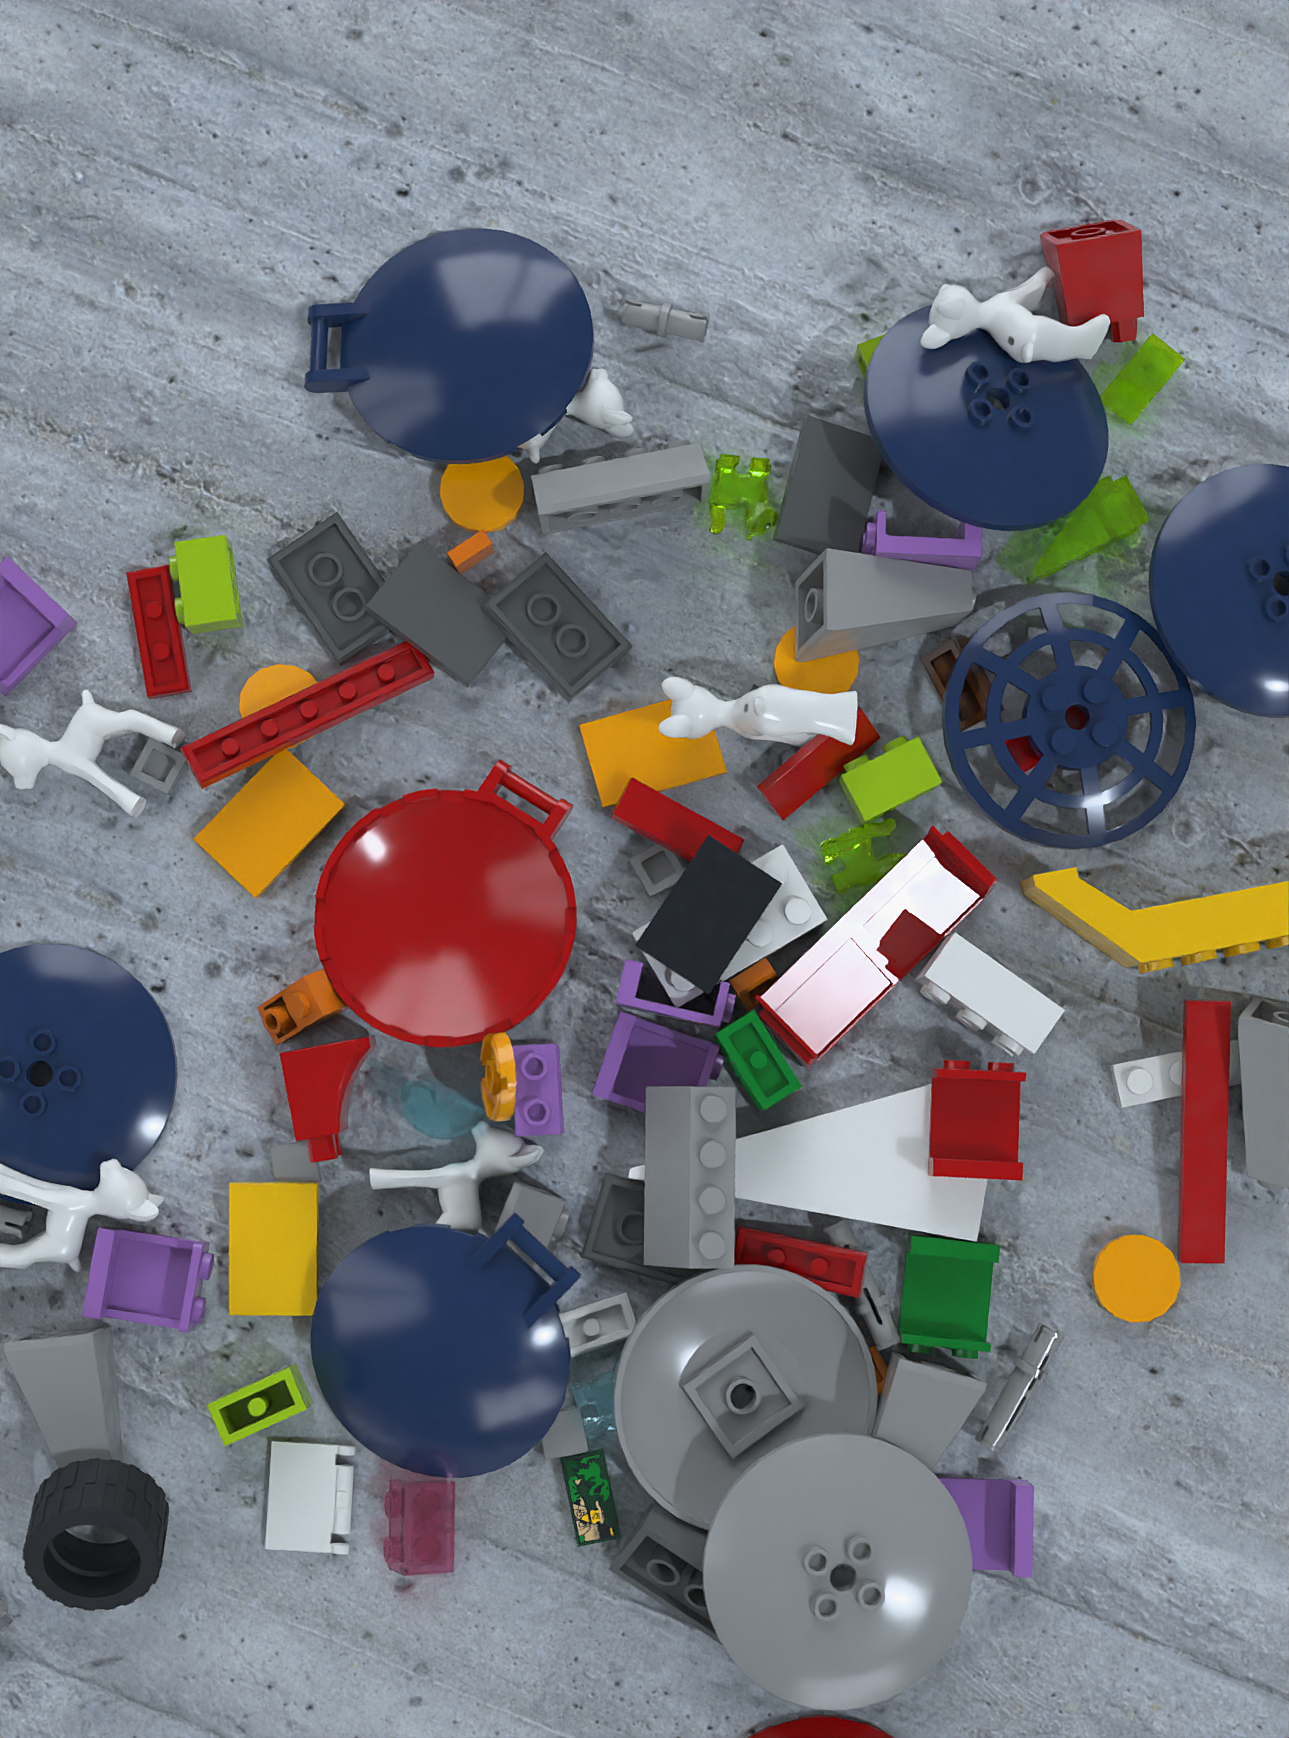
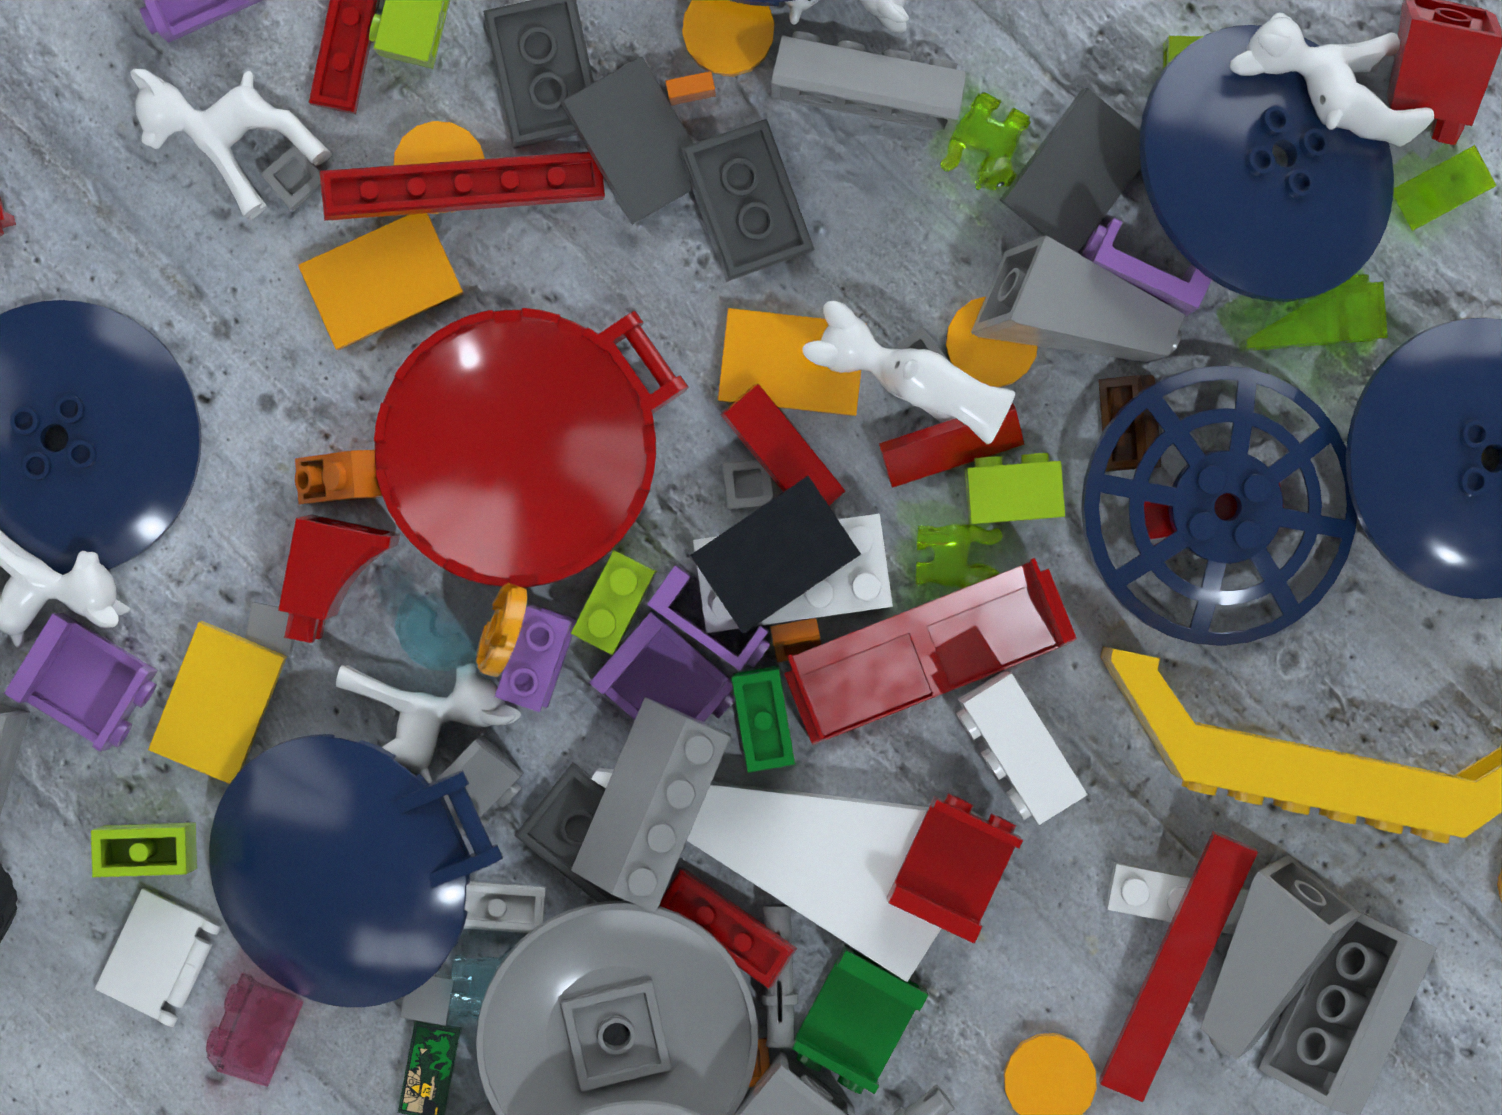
camera: 20 degrees right, 5 degrees up
(584, 1016) = (613, 602): none -> lime brick

